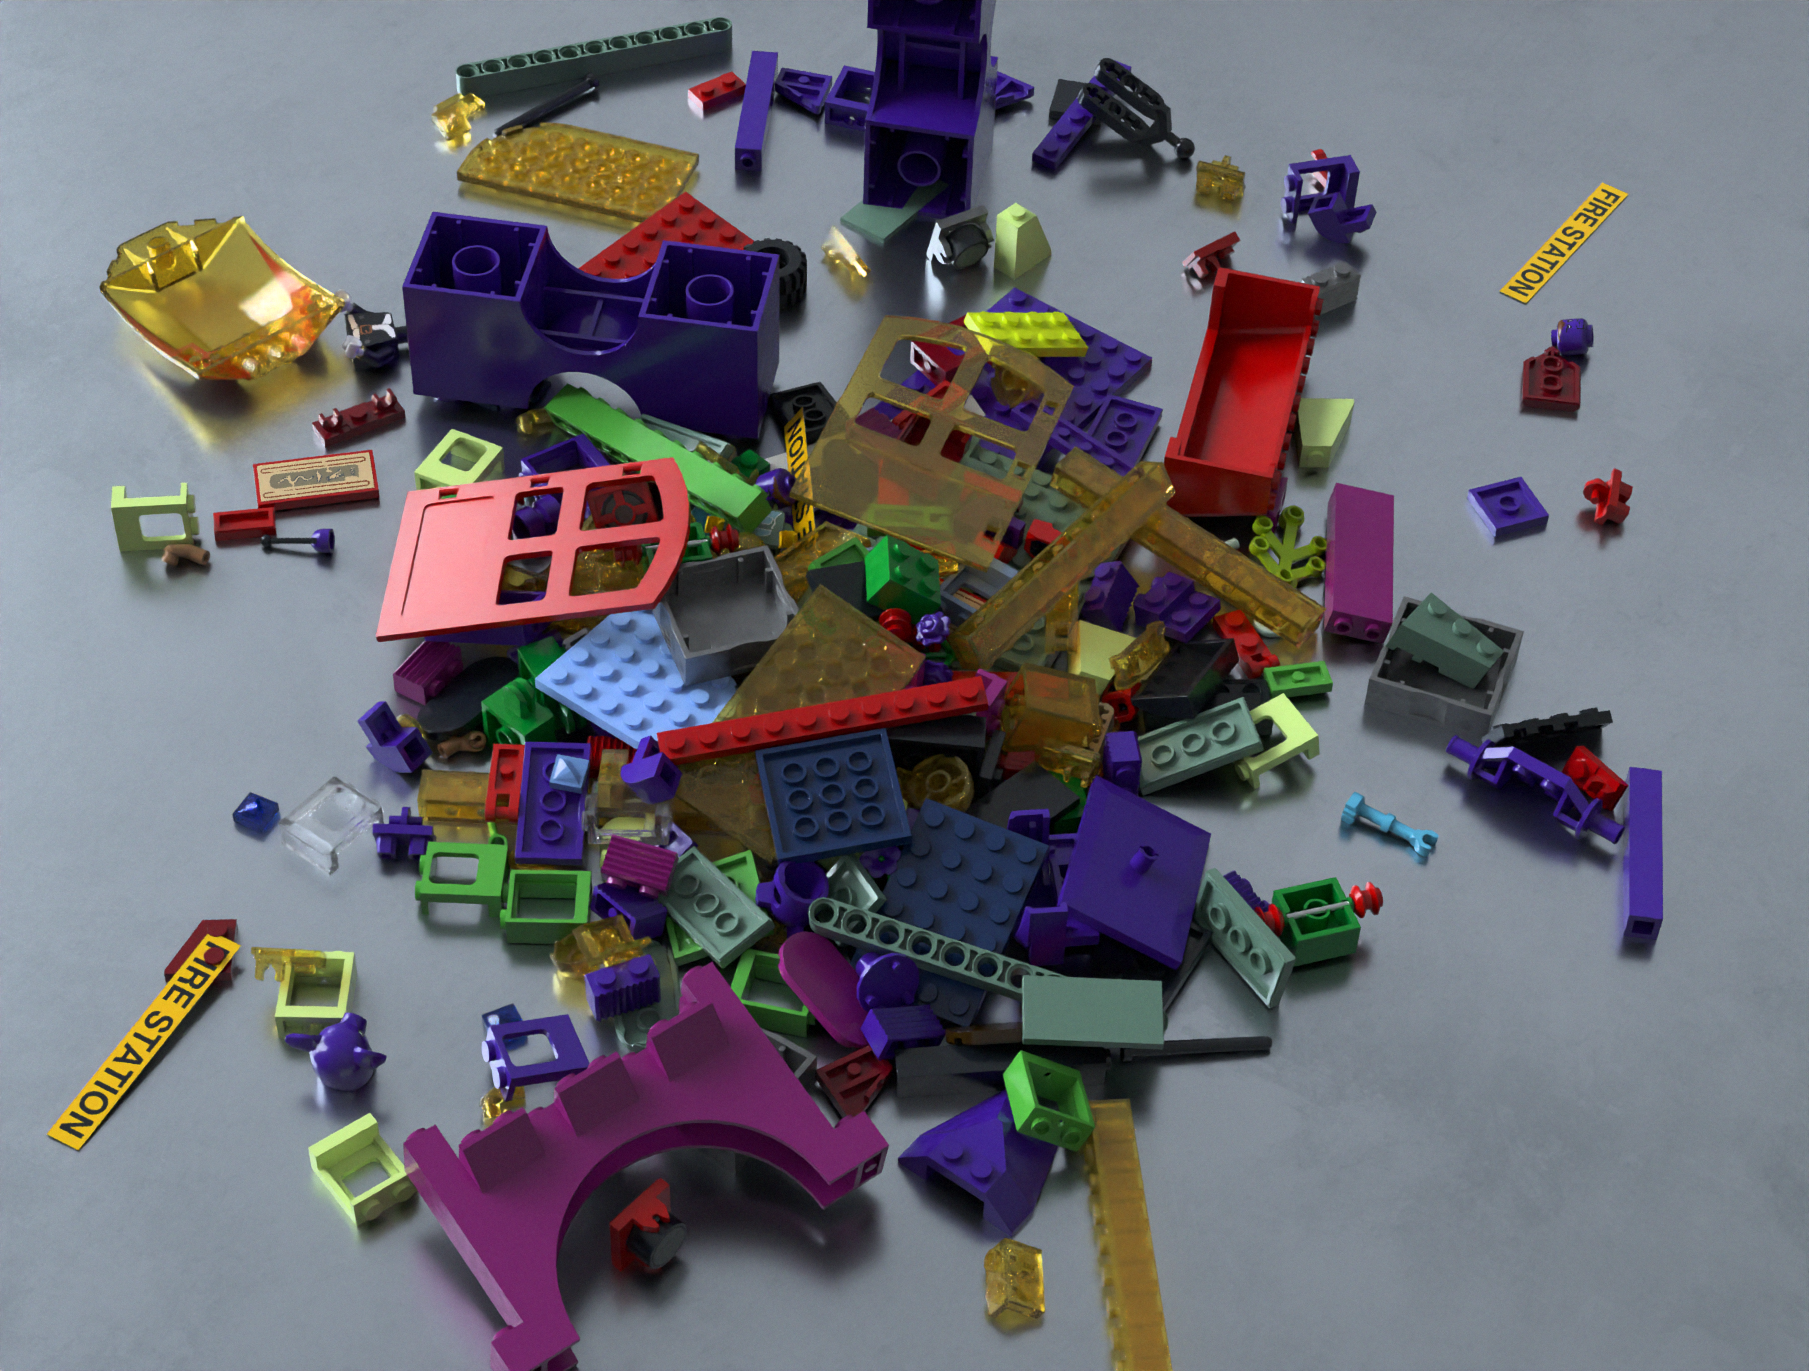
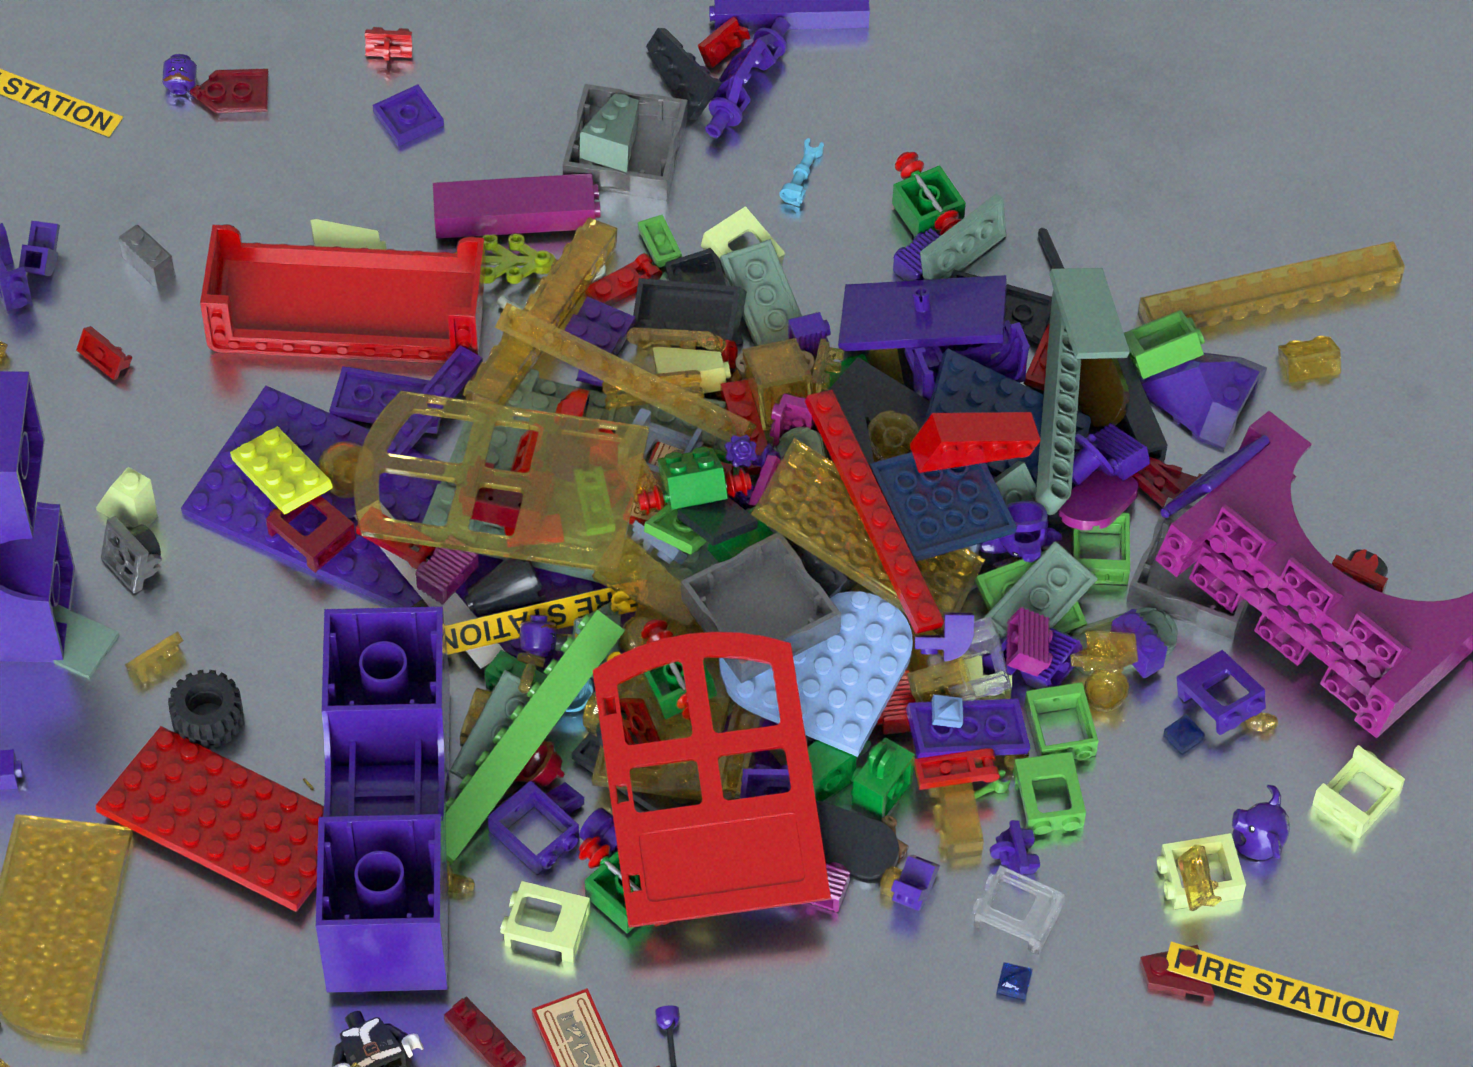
camera: 100 degrees left, 10 degrees up
(804, 1069) = (1215, 476): none -> dark purple bar
(890, 818) = (972, 439): none -> red wedge

